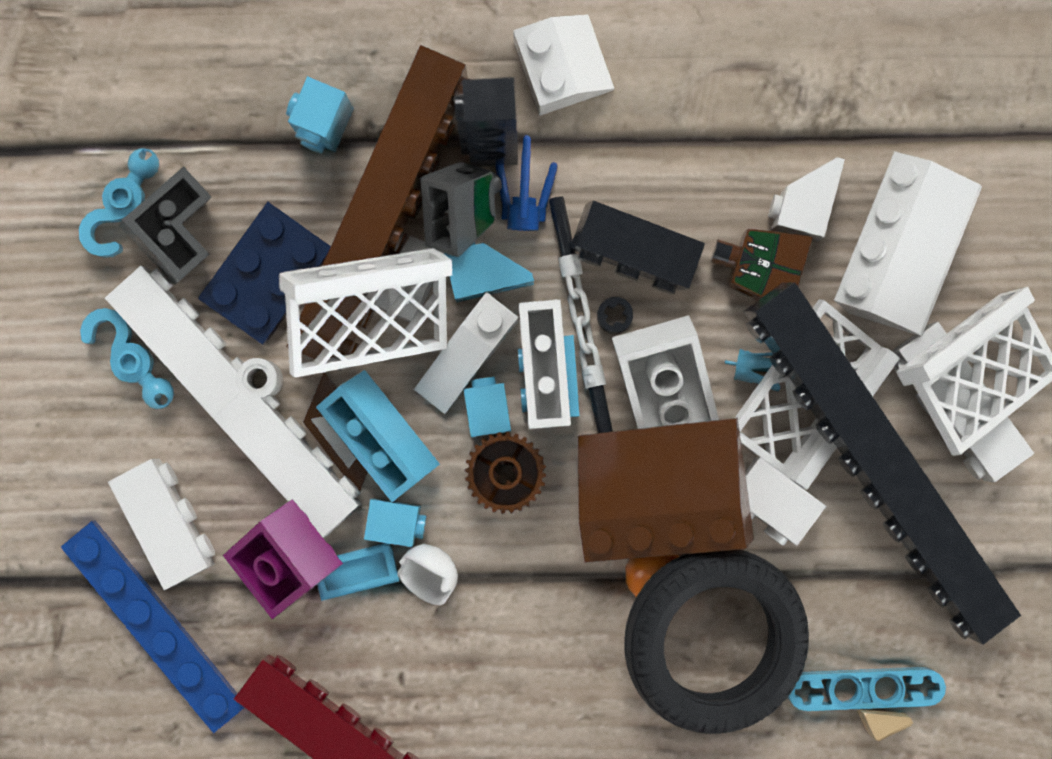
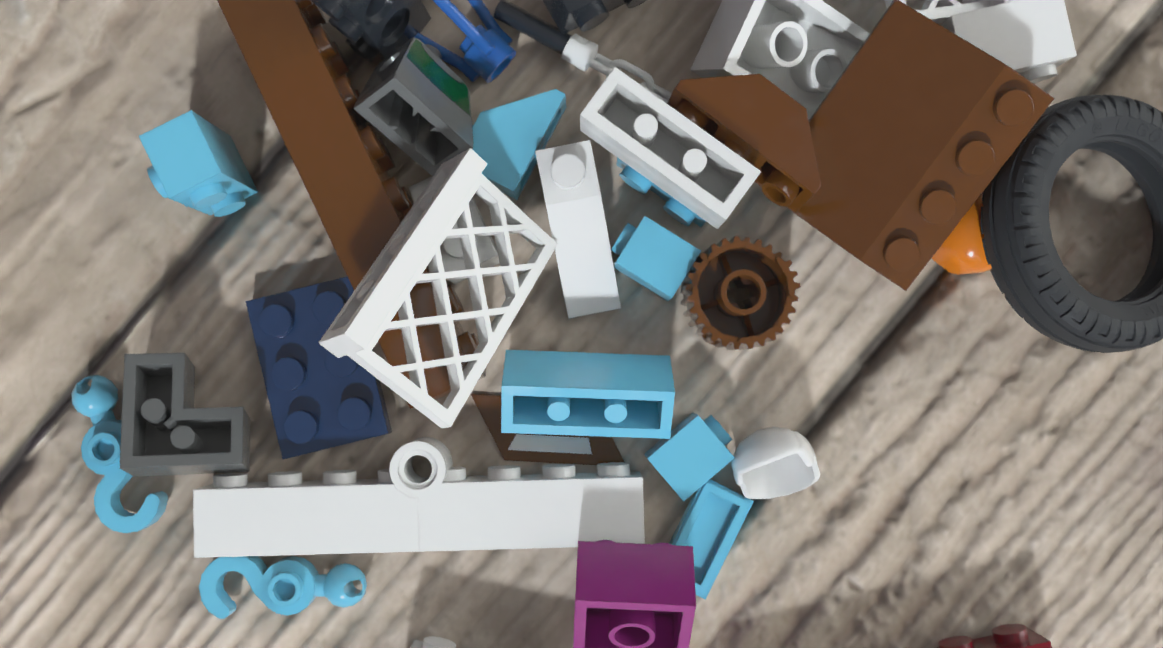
camera: 45 degrees left, 0 degrees up
(597, 401) = (759, 126): none -> reddish brown slope
(618, 327) = (677, 34): black bush -> none

